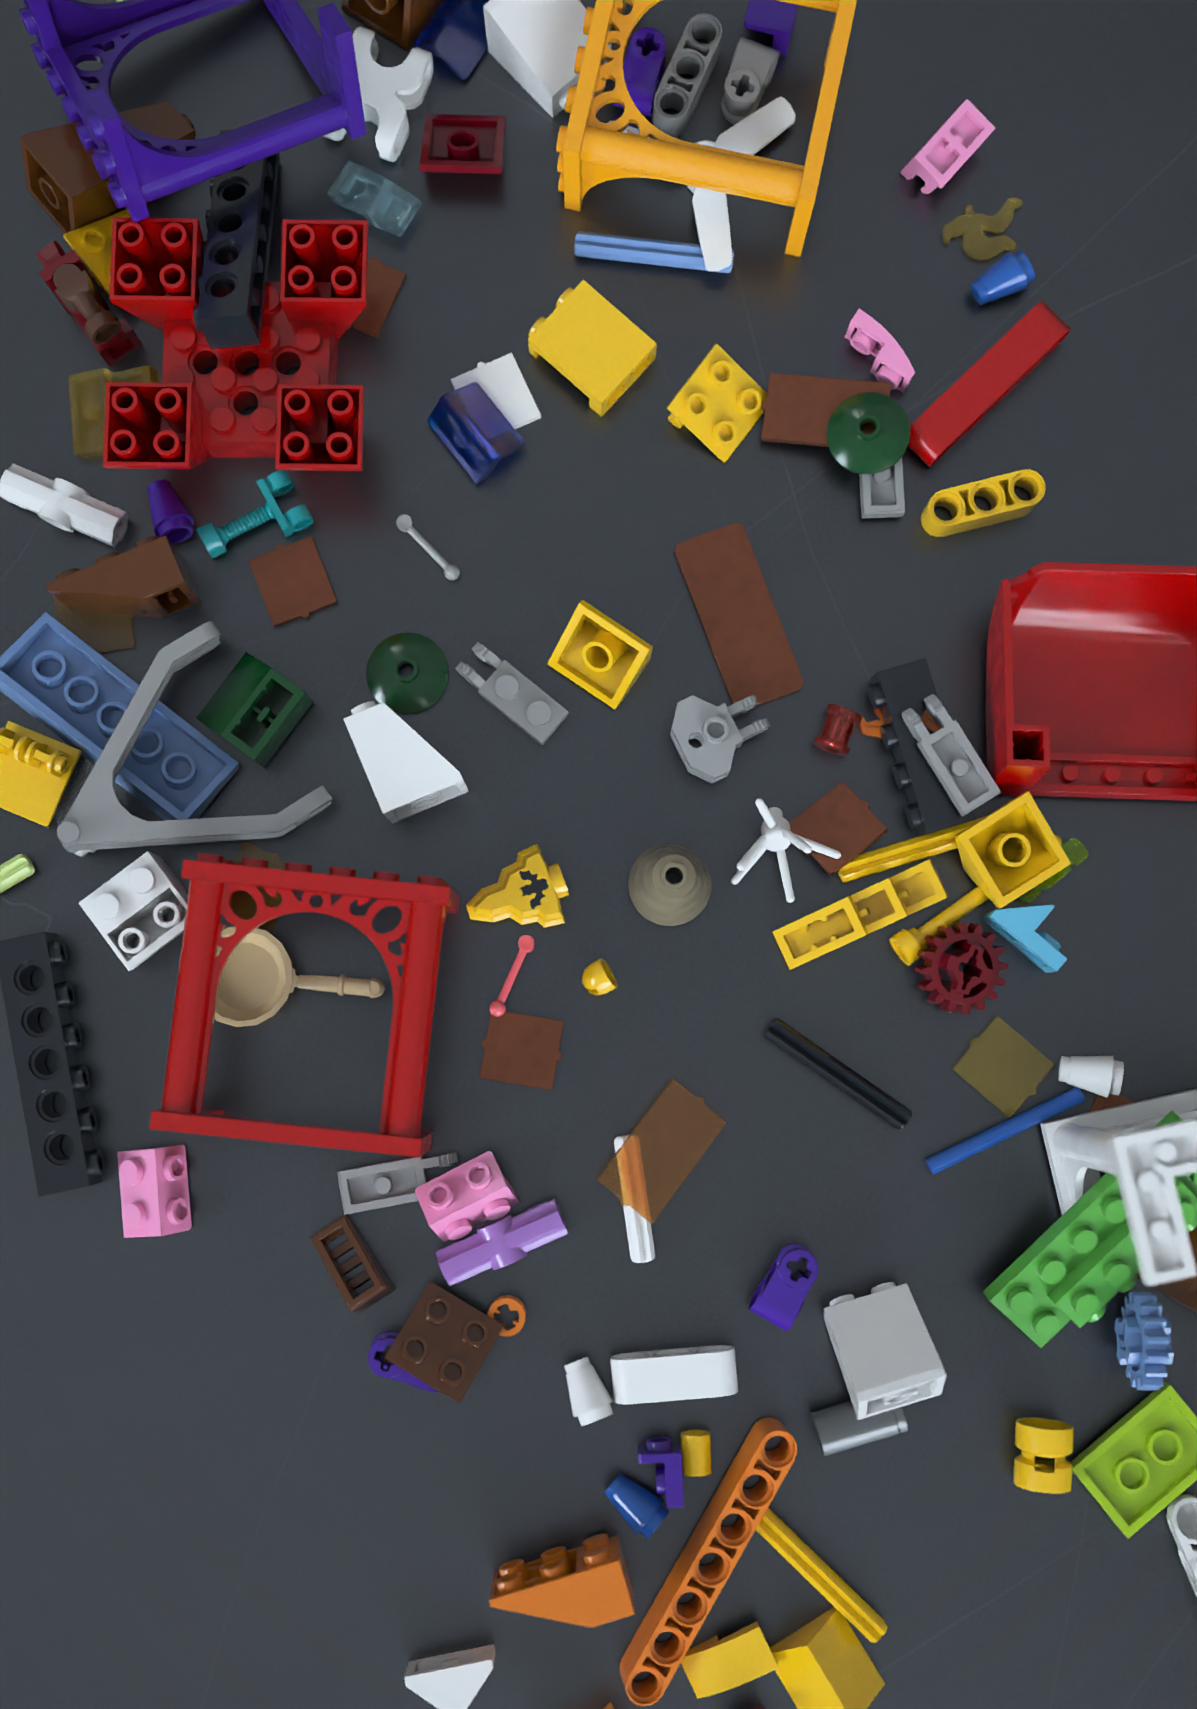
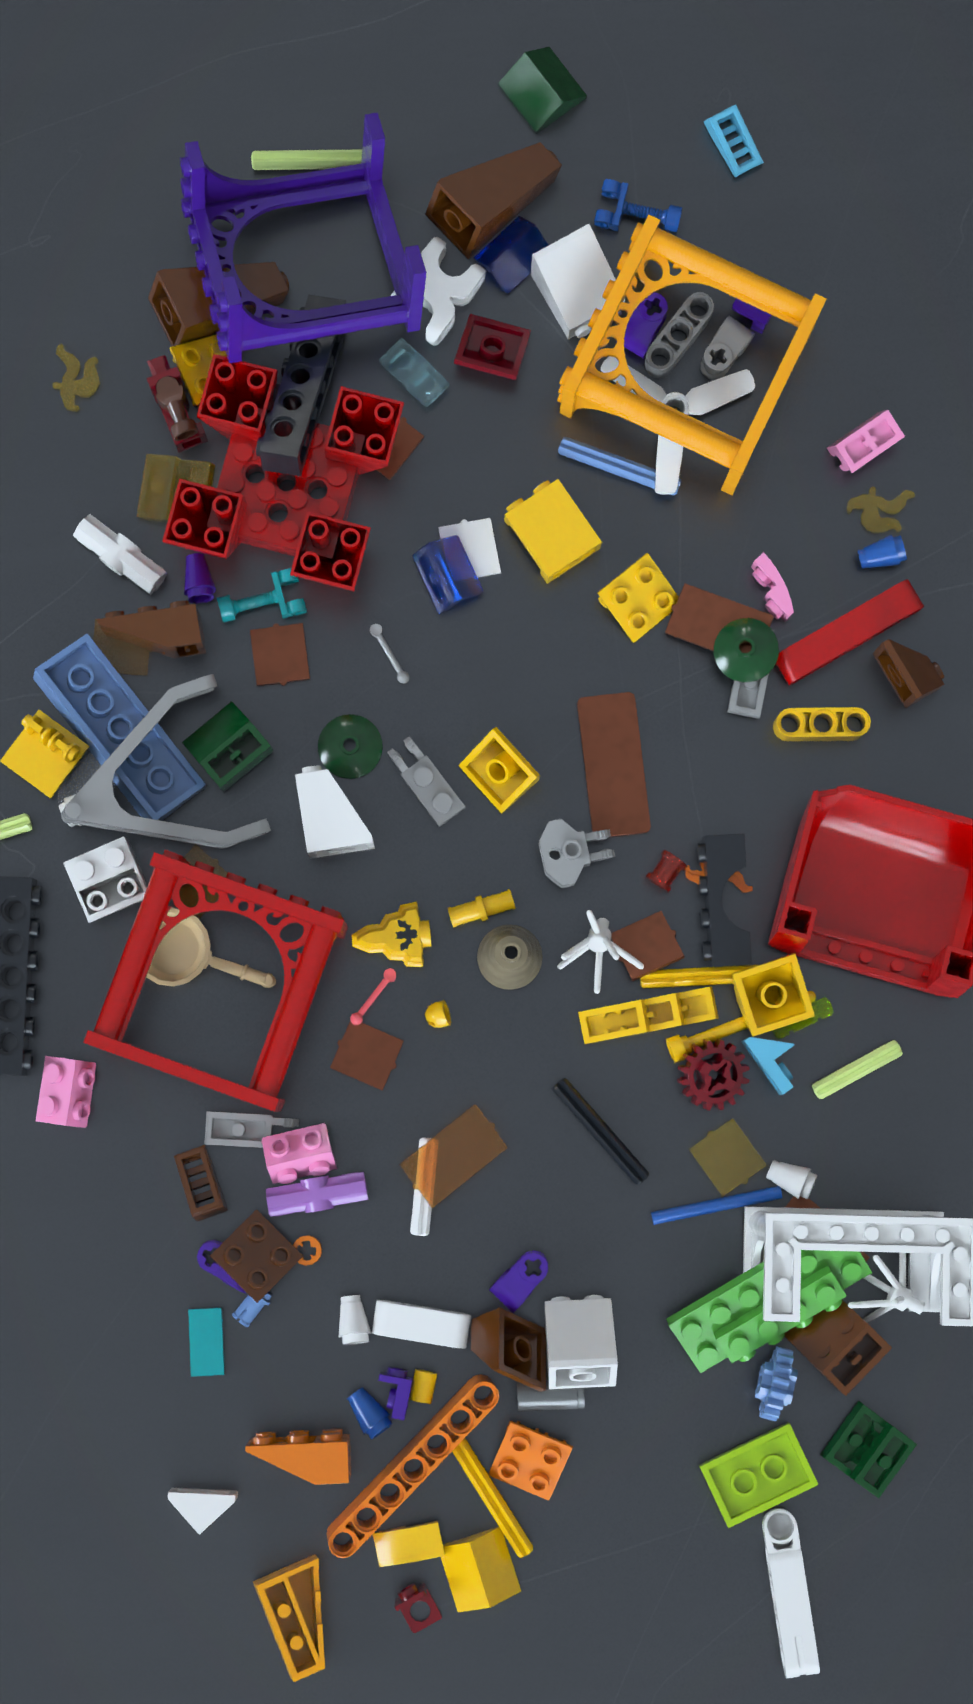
camera: 10 degrees right, 0 degrees up
(408, 1464) = (206, 1341): none -> teal tile
(451, 1412) = (249, 1309): none -> medium blue pin
(619, 832) = (481, 908): none -> yellow pin
(796, 1379) = (511, 1346): none -> reddish brown slope
(855, 1512) = (530, 1460): none -> orange hinge
(952, 758) = (744, 915): light grey hinge -> none
(1043, 1439) = (684, 1439): yellow wheel -> none
(1071, 412) = (909, 672): none -> reddish brown slope
(1135, 917) = (857, 1069): none -> yellowish green axle

